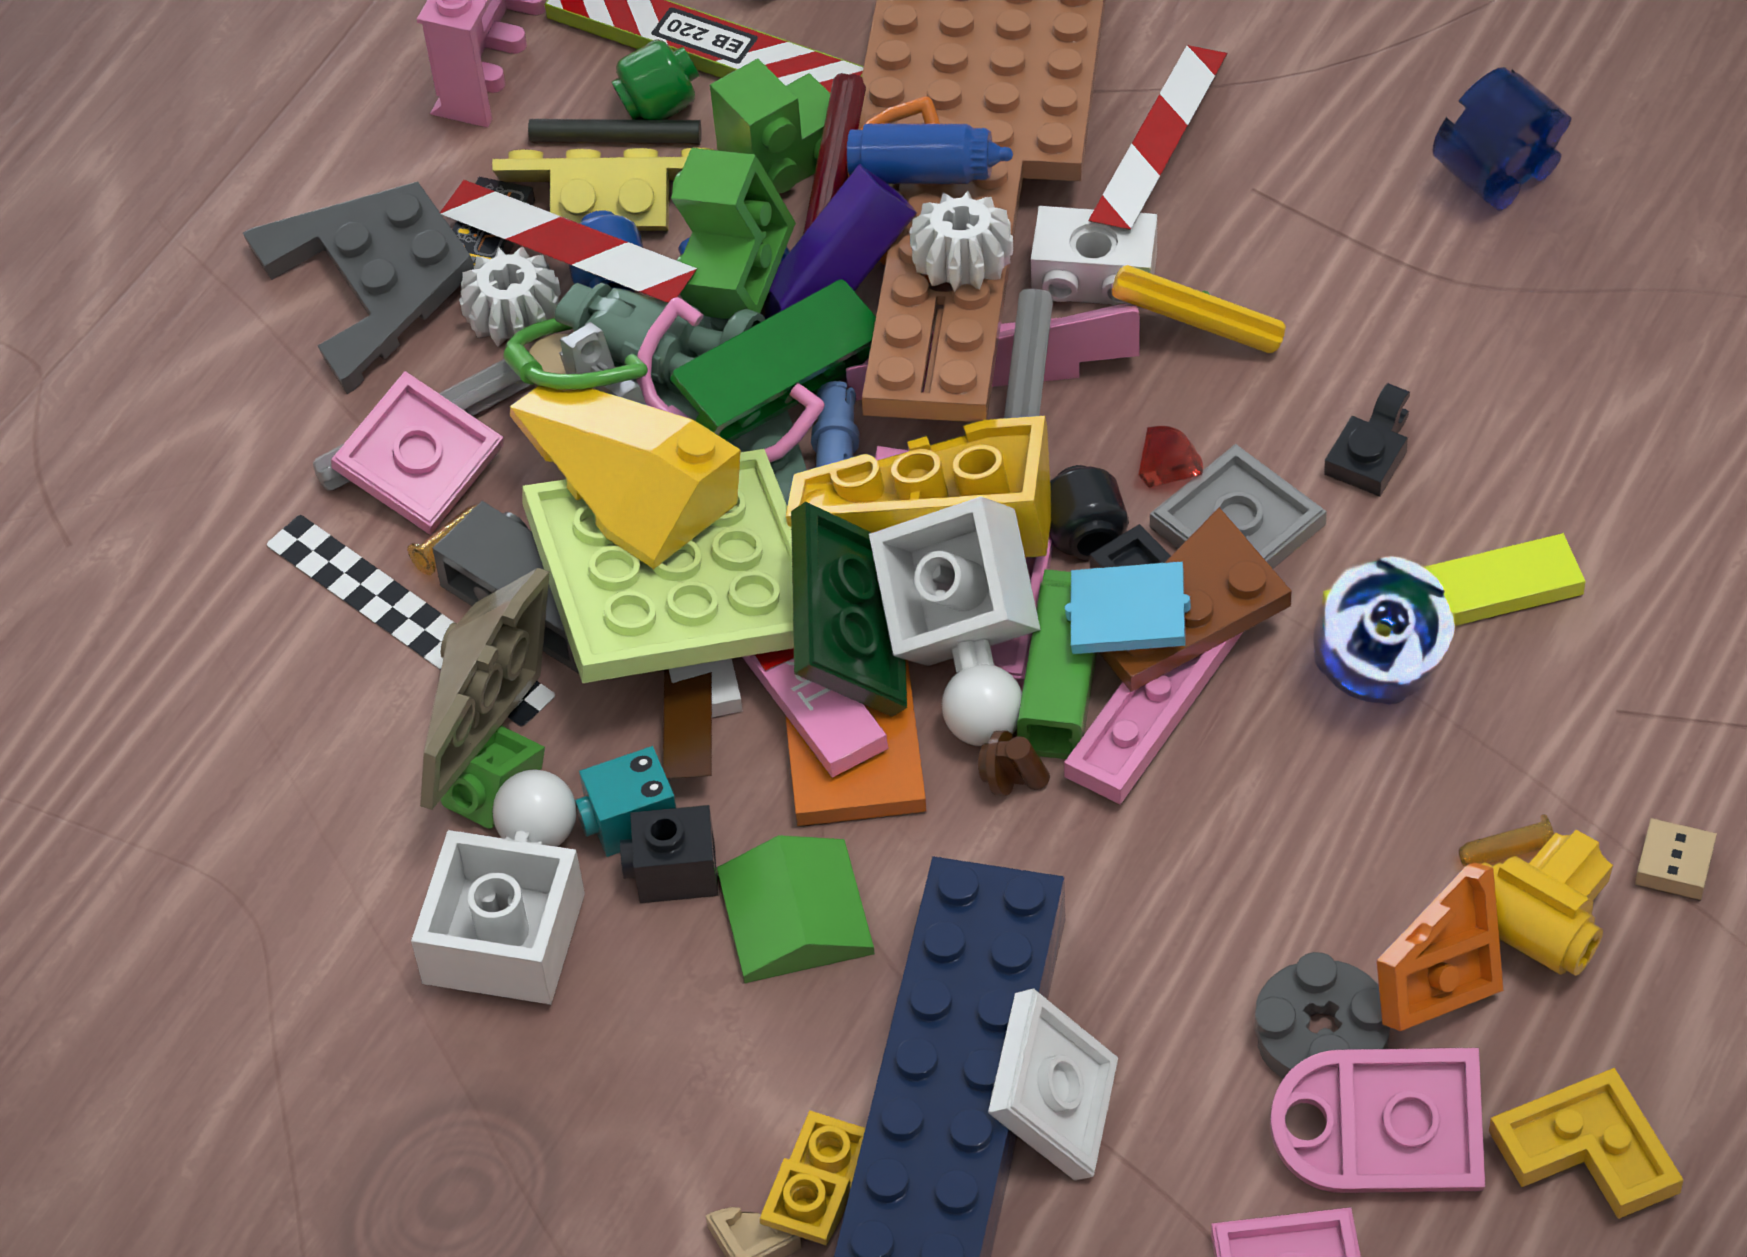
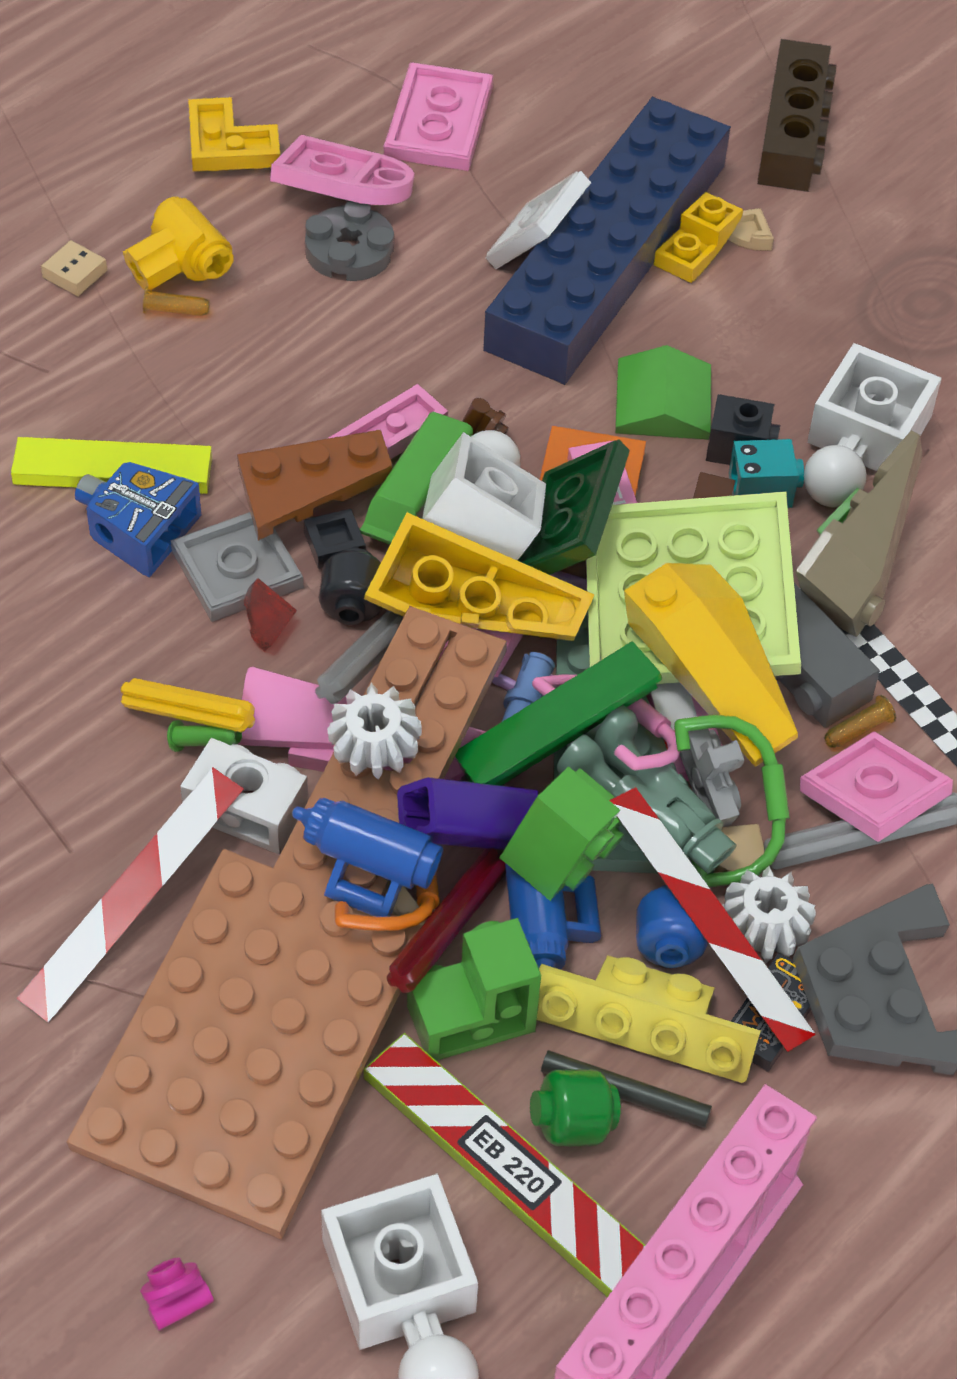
camera: 170 degrees left, 0 degrees up
(1127, 608) = (363, 460): medium azure piece -> none
(1371, 450) = (107, 582): black plate -> none
(1374, 665) = (189, 408): clear blue brick -> none
(1380, 513) = (139, 513): none -> blue torso
(1445, 954) = (268, 215): orange wing -> none

